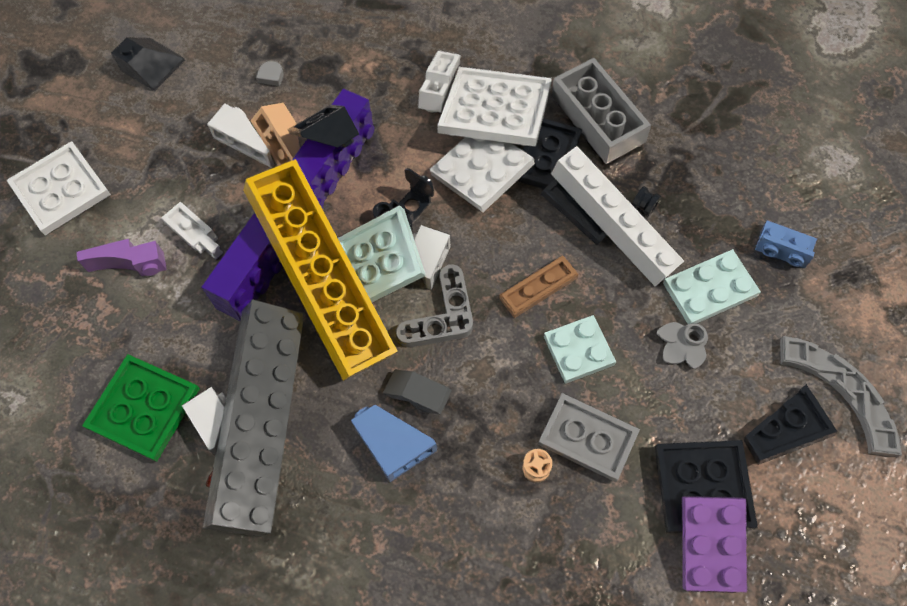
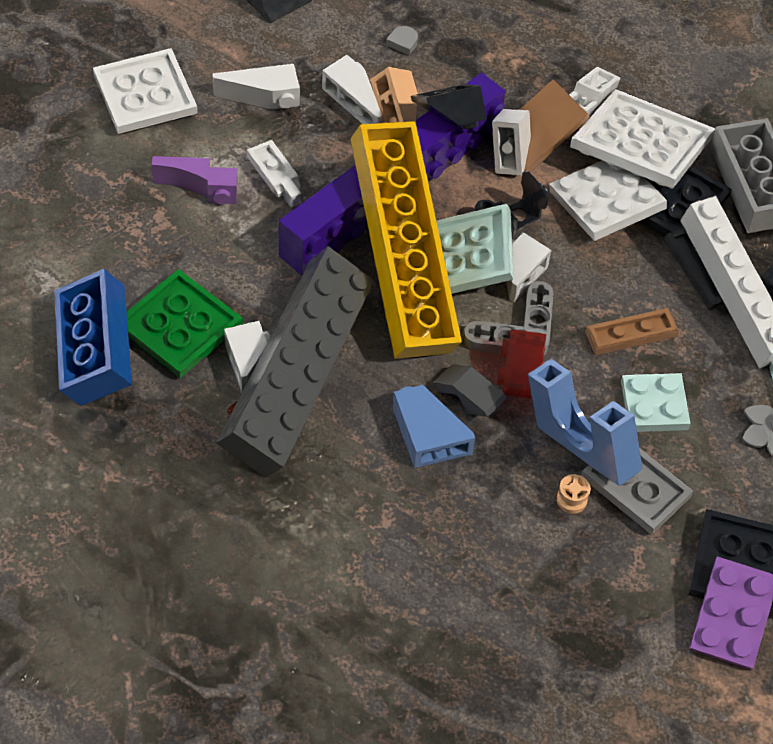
camera: 10 degrees right, 10 degrees down
(61, 455) = (92, 337): none -> blue brick
(161, 153) = (264, 87): none -> white slope
(386, 141) = (511, 141): none -> white slope
(407, 120) = (552, 121): none -> medium nougat tile
(457, 353) = (523, 354): none -> clear red brick
(557, 418) = (604, 443): none -> medium blue arch

